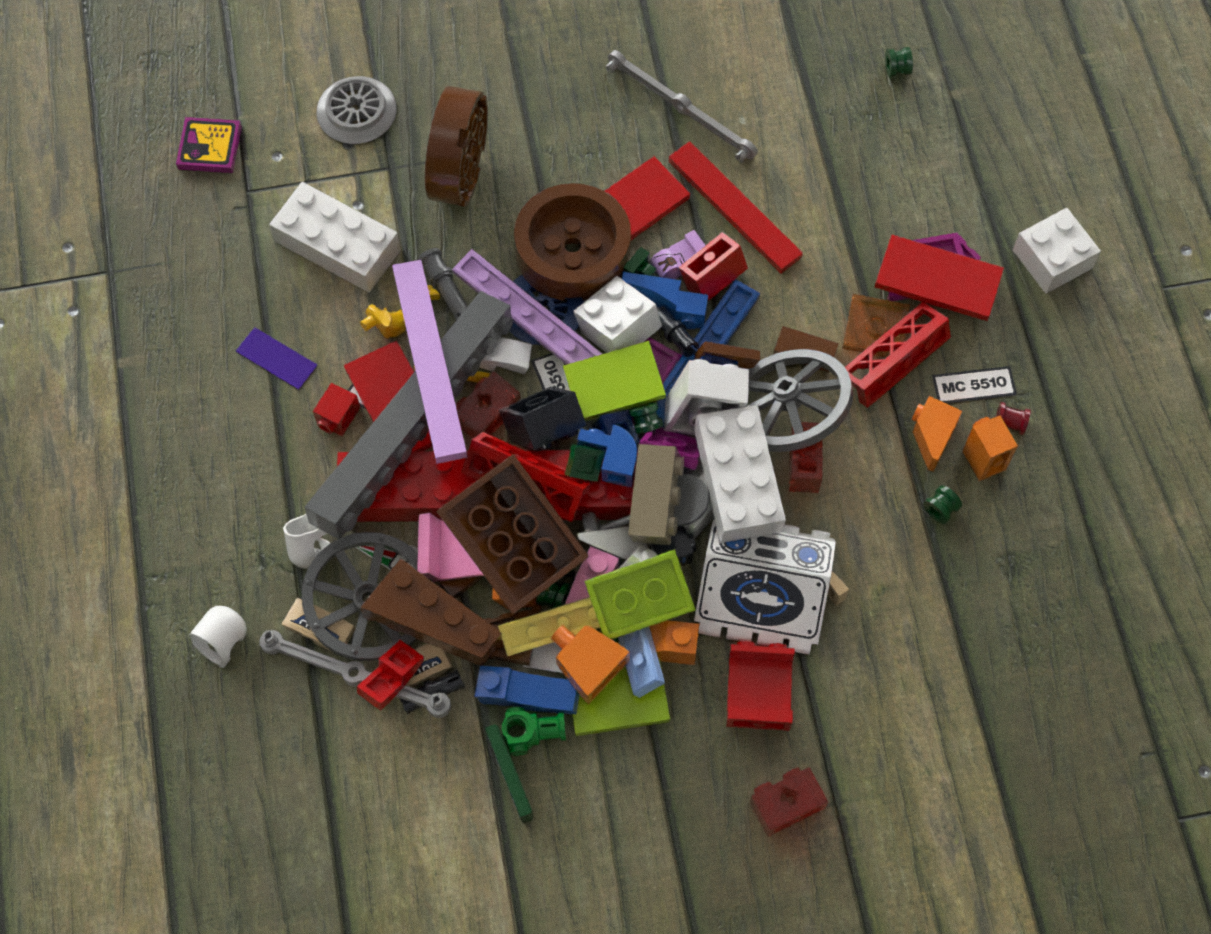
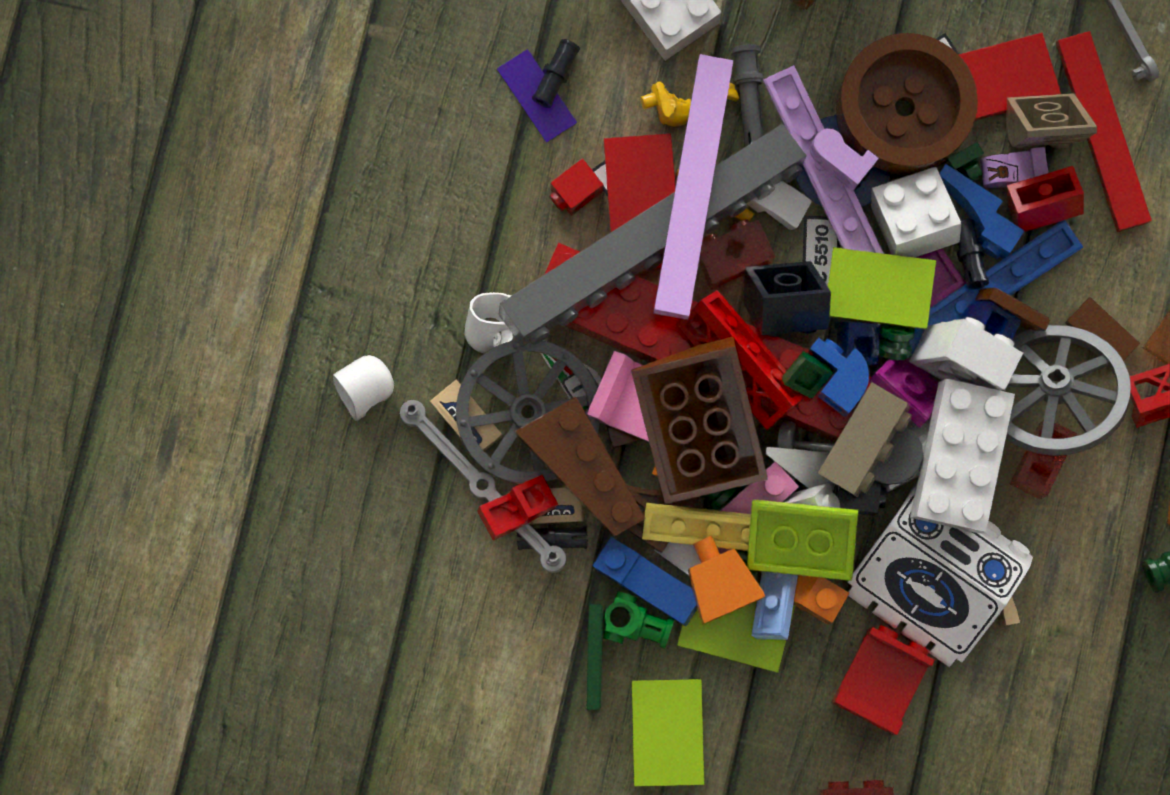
camera: 20 degrees right, 15 degrees up
(284, 333) = (556, 73): none -> black pin
(538, 297) = (839, 159): none -> lavender leg
(599, 811) = (667, 732): none -> lime tile
(689, 212) = (1047, 121): none -> dark tan slope

